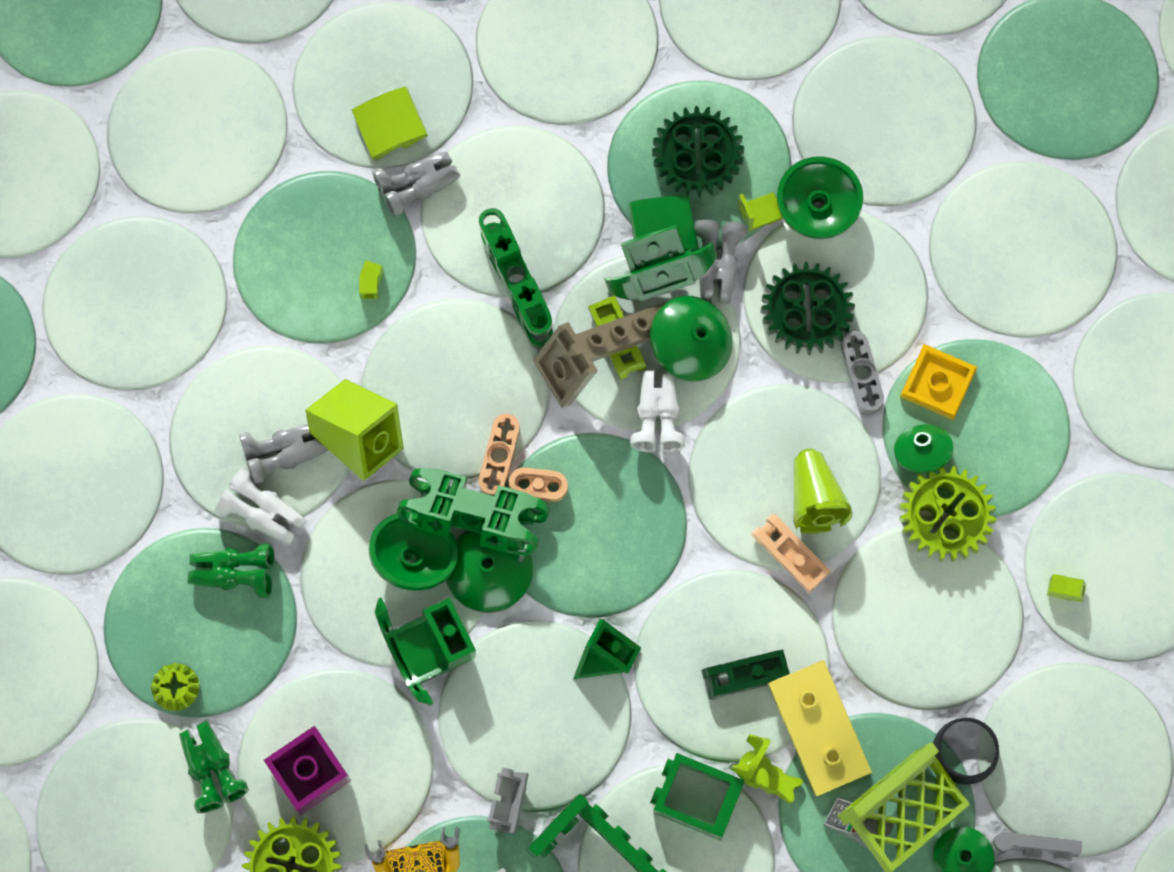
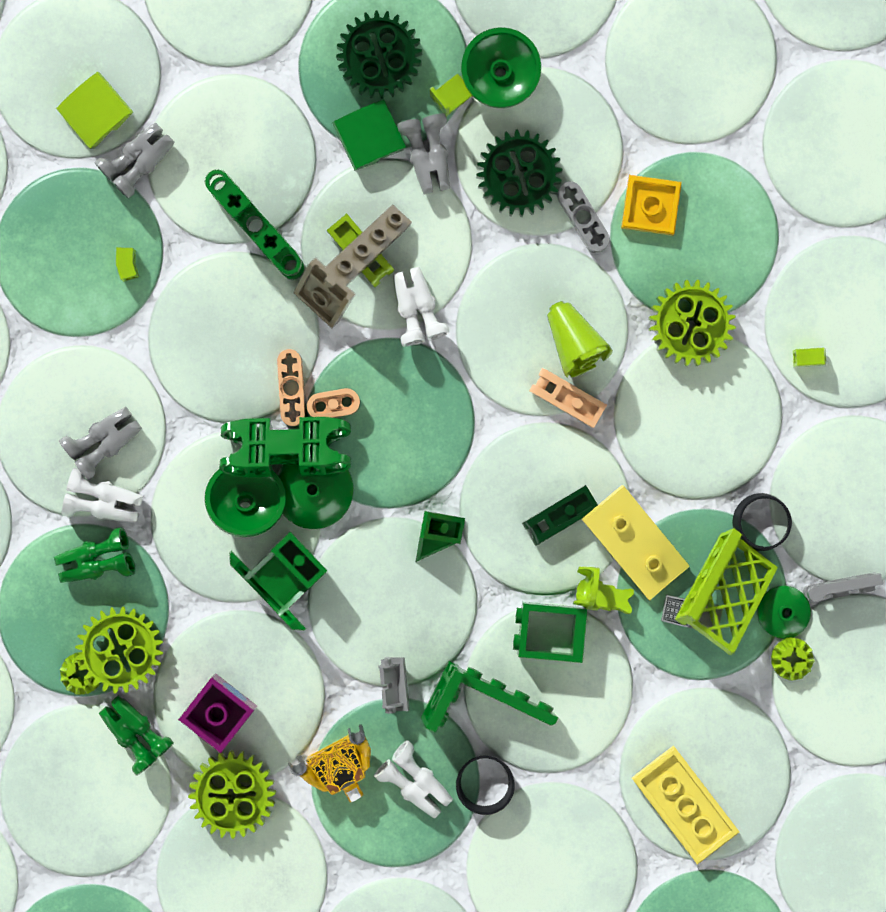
camera: 25 degrees left, 15 degrees up
(198, 674) = (96, 661): none -> lime gear
(356, 427) = (159, 403): lime slope -> none
(659, 265) = (378, 174): green plate -> none
(679, 347) = (411, 234): green dish -> none
(923, 457) = (655, 281): green dish -> none

